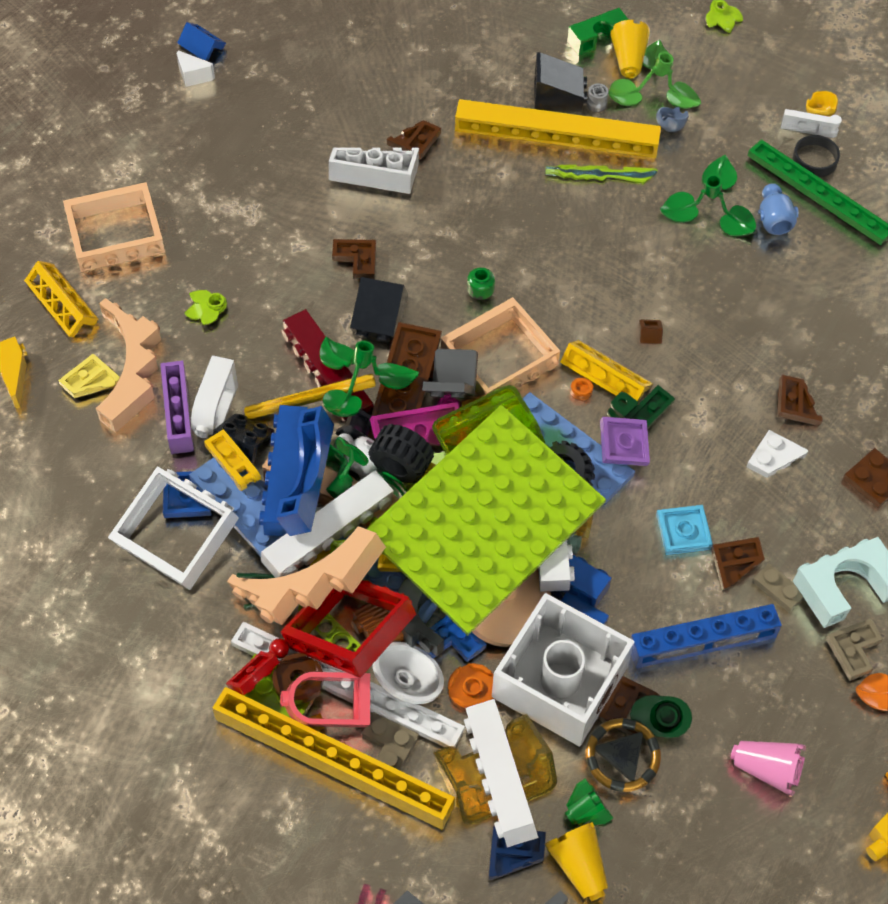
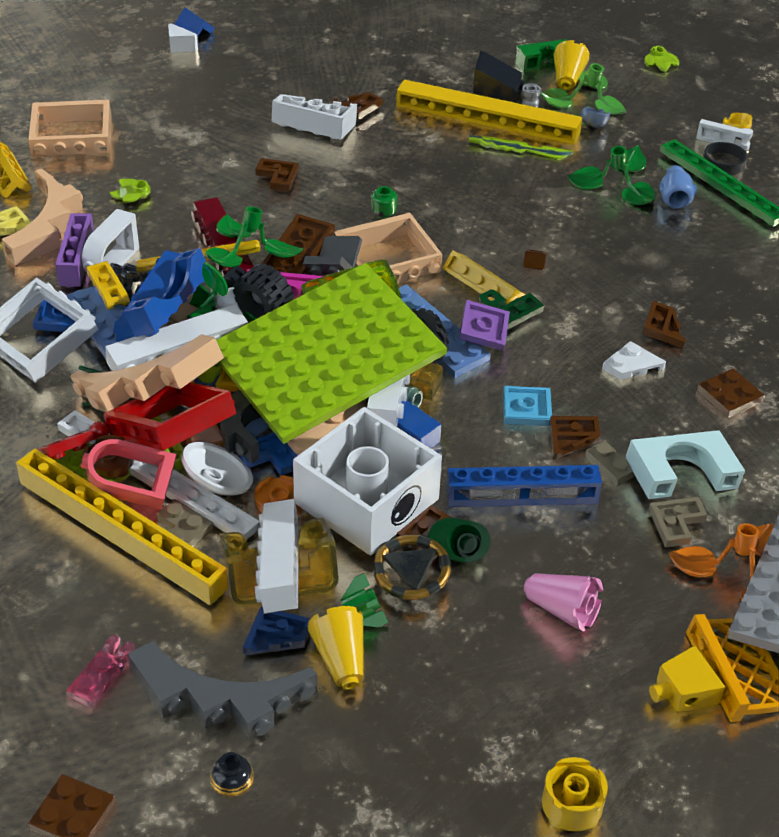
camera: 10 degrees right, 15 degrees down
(378, 309) = (282, 202): black slope -> none
(581, 389) = (457, 290): orange tile -> none

